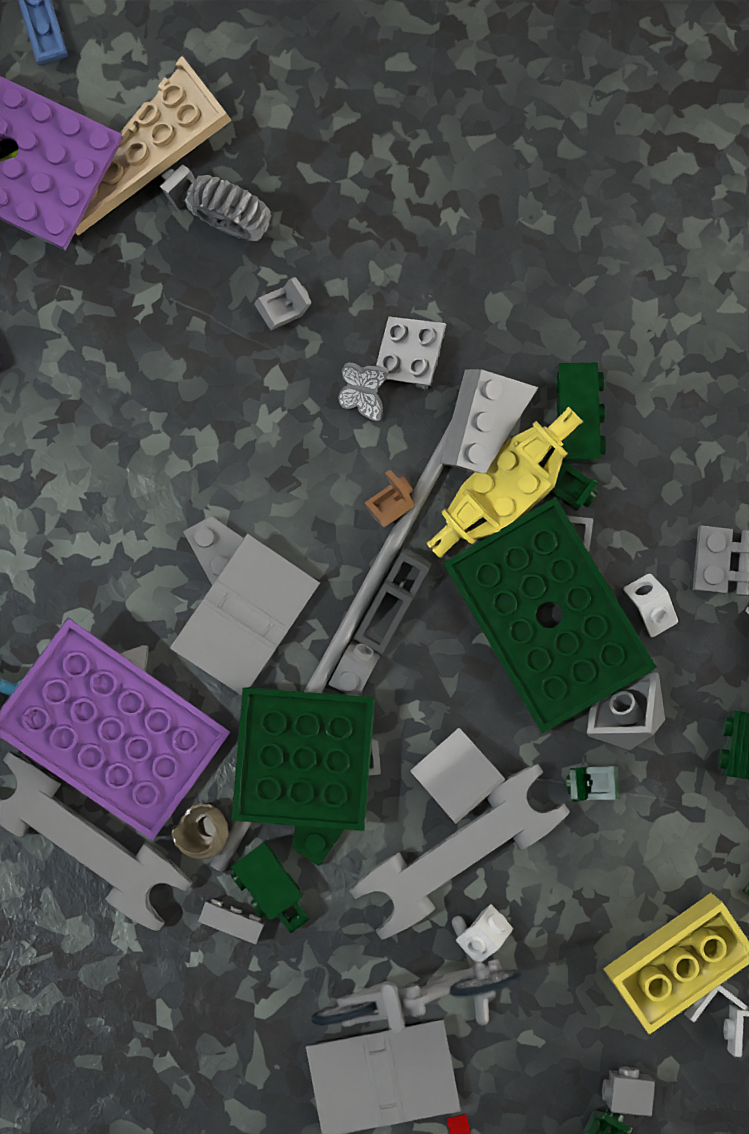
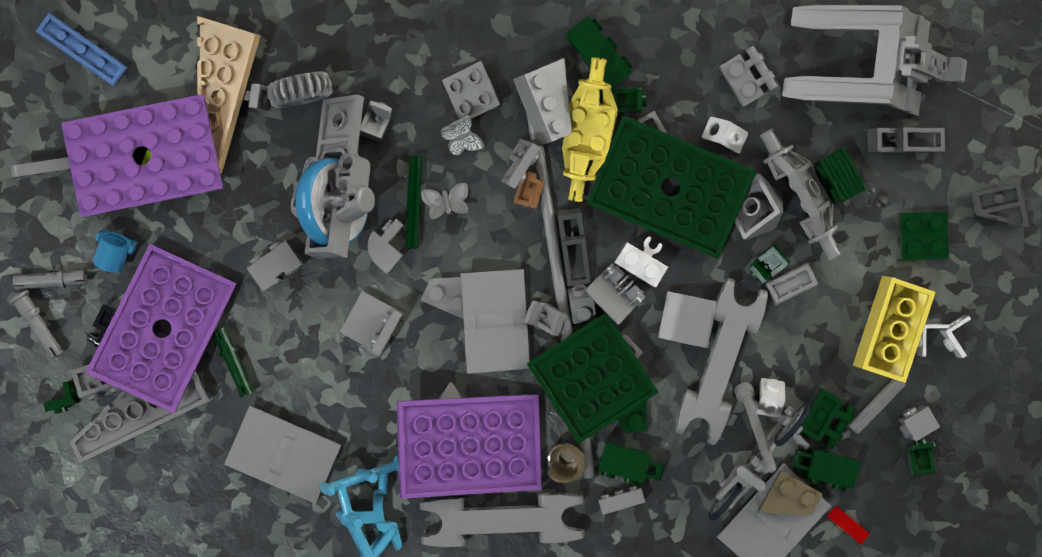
camera: 30 degrees left, 5 degrees up
(62, 373) = (280, 260): none -> light grey brick
(111, 516) = (371, 323): none -> light grey bracket
(182, 444) = (381, 250): none -> light grey brick
(185, 334) = (334, 183): none -> light grey piece
(257, 421) = (413, 202): none -> dark green axle
(284, 445) = (440, 204): none -> light grey piece
(303, 653) = (545, 317): none -> light grey bracket
(399, 685) = (615, 293): none -> light grey hinge
(411, 458) = (522, 156): none -> light grey plate
(422, 1064) = (790, 496): none -> dark tan wing
(454, 674) = (641, 262): none -> white brick
(458, 908) = (745, 394): none -> light grey piece
(489, 1064) = (828, 467): none -> dark green brick
(528, 997) = (821, 414): none -> dark green plate
(596, 1035) = (876, 405): none -> light grey axle
(602, 824) = (791, 283): none -> light grey plate
(701, 734) = (810, 189): none -> light grey plate

